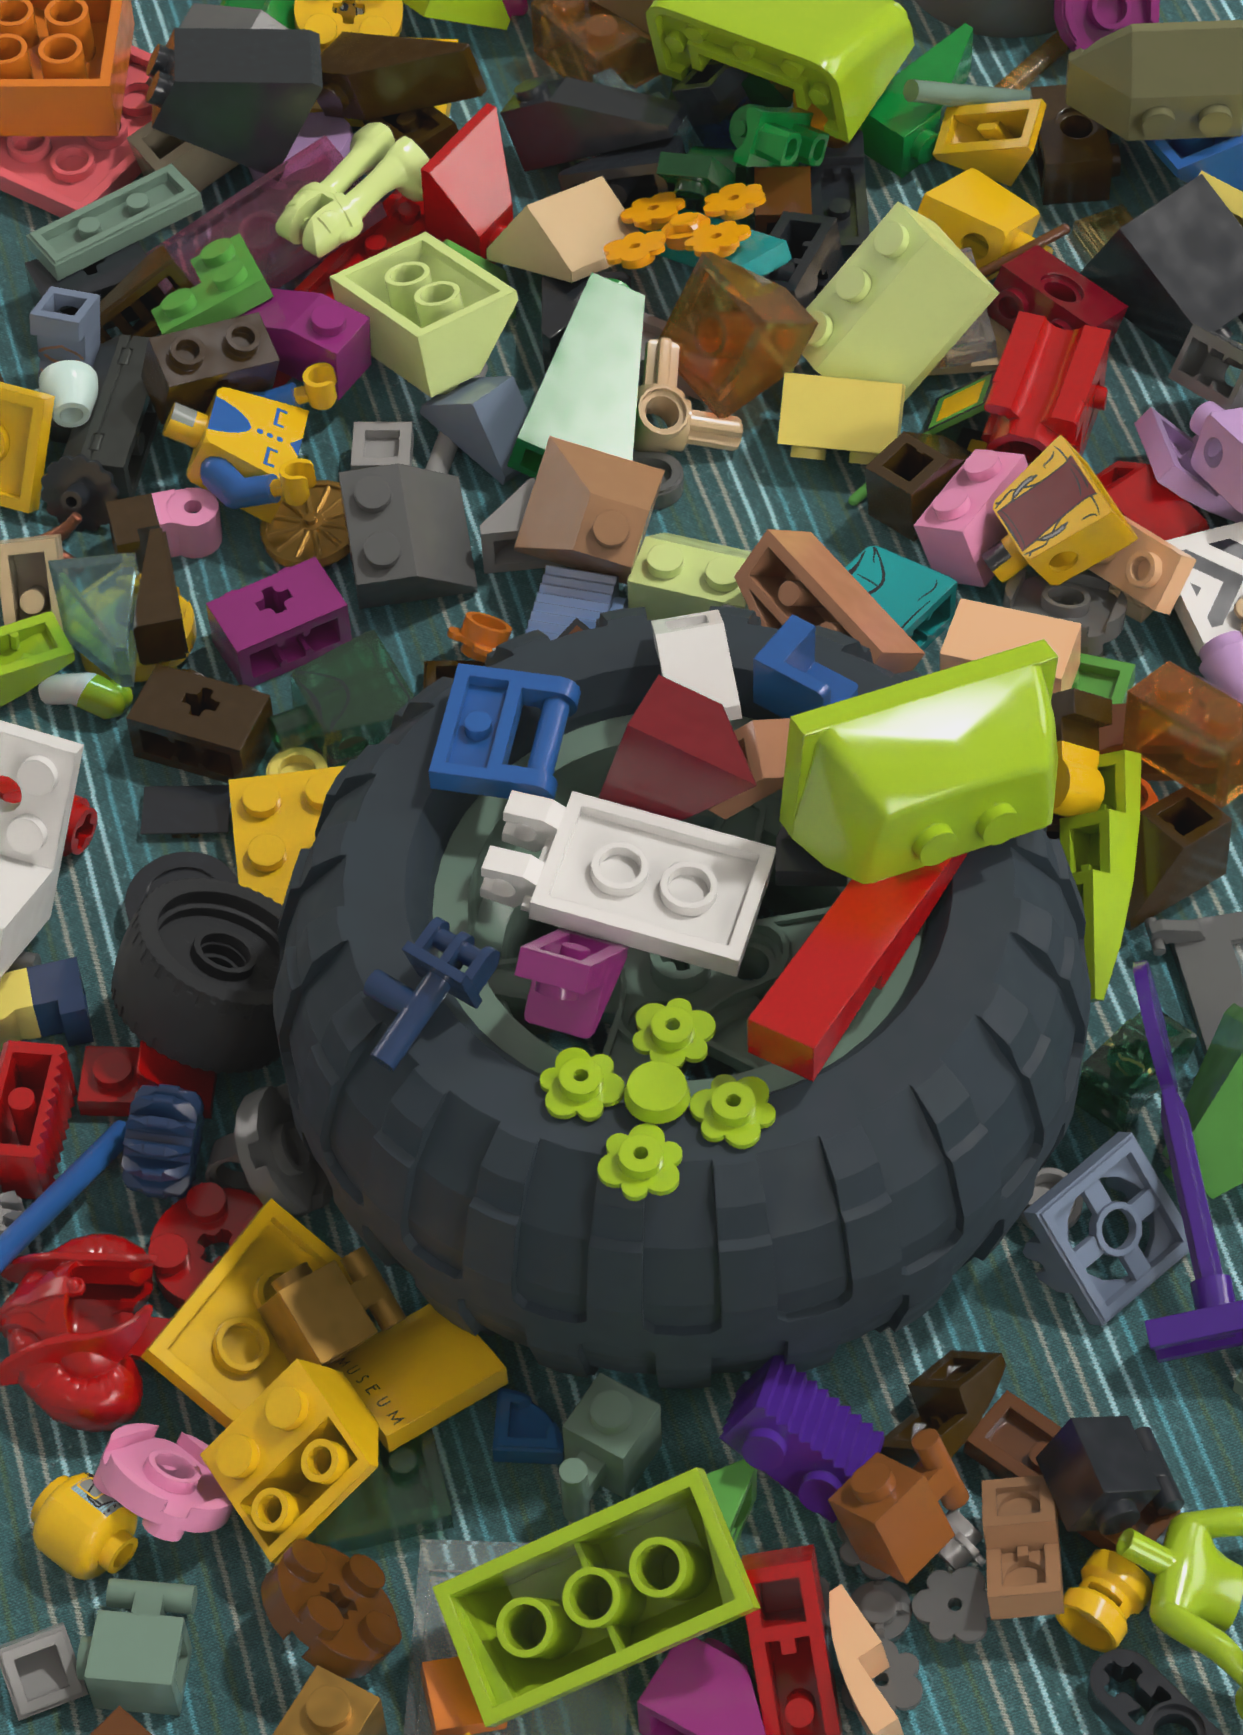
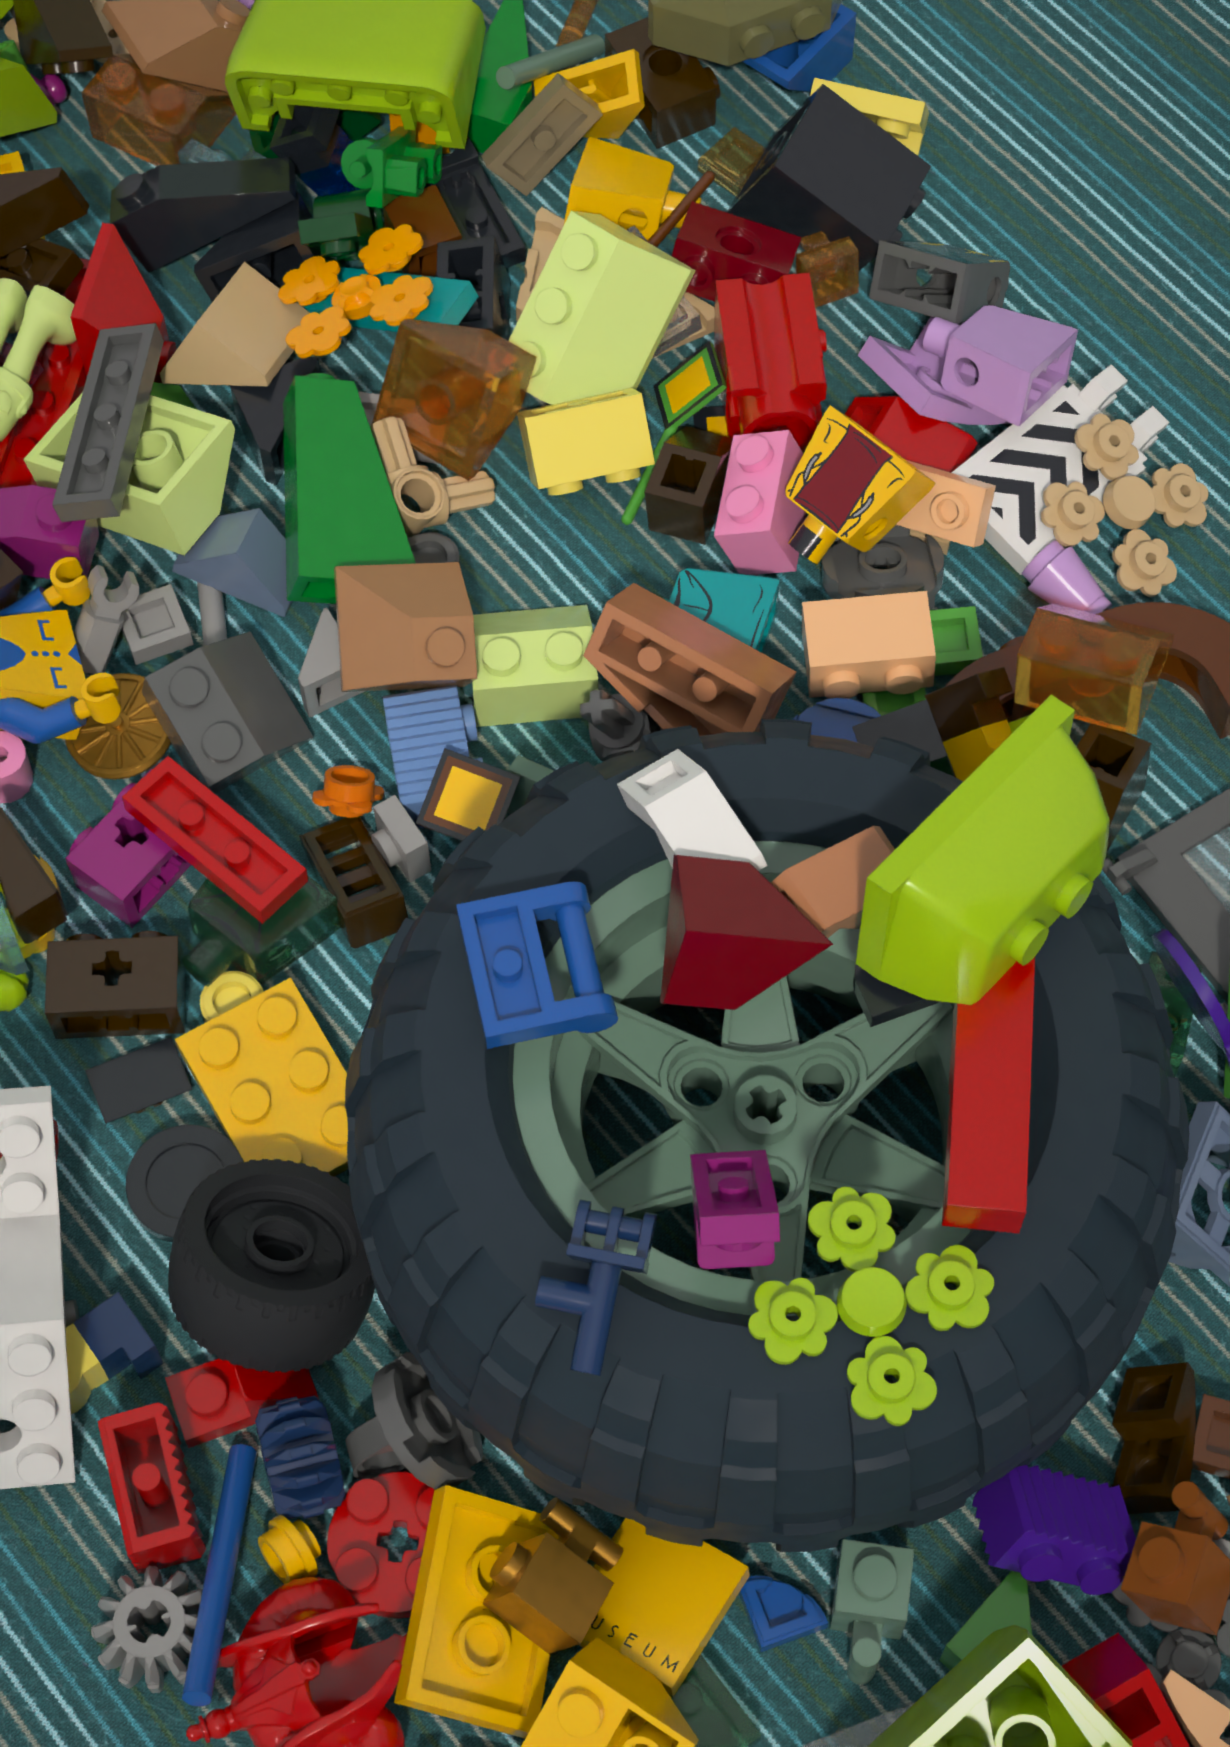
camera: 25 degrees left, 10 degrees up
(121, 1212) = (289, 1549): none -> yellow plate
(334, 428) = (102, 619): none -> light grey bar
(337, 624) = (215, 839): none -> red plate
(409, 261) = (108, 423): none -> dark grey plate
(631, 877) = (738, 1076): white tile -> none
(790, 679) = (795, 802): blue panel -> none
(928, 152) = (542, 134): none -> dark tan plate
(1143, 346) = (831, 267): none -> clear orange tile

